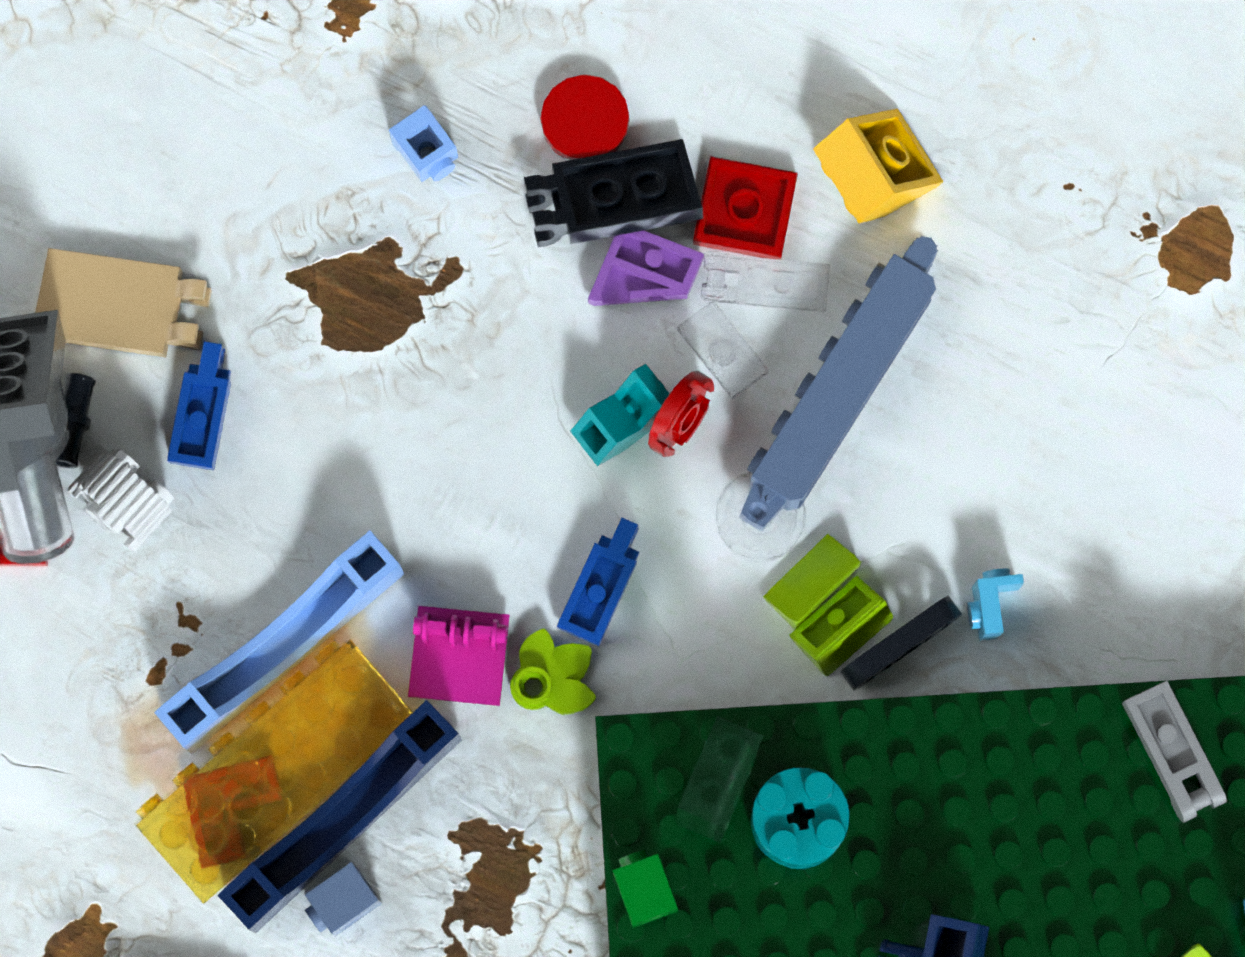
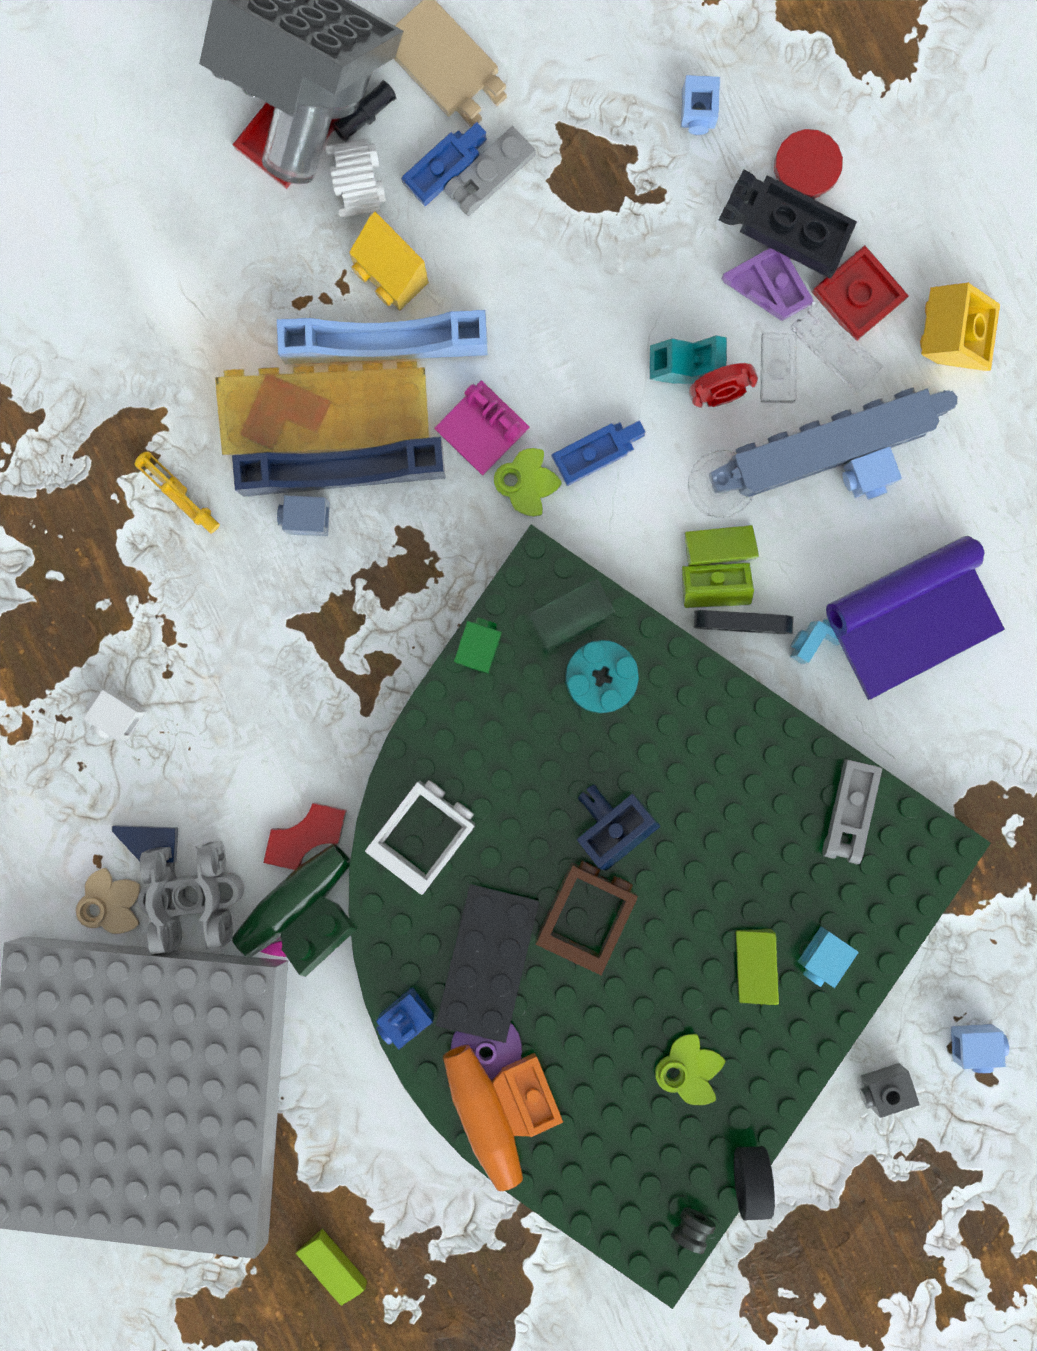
camera: 35 degrees right, 10 degrees up
(225, 561) = (388, 263): none -> yellow slope
(255, 379) = (490, 170): none -> light grey plate
(908, 384) = (871, 474): none -> light blue brick
(1074, 496) = (915, 617): none -> dark purple door

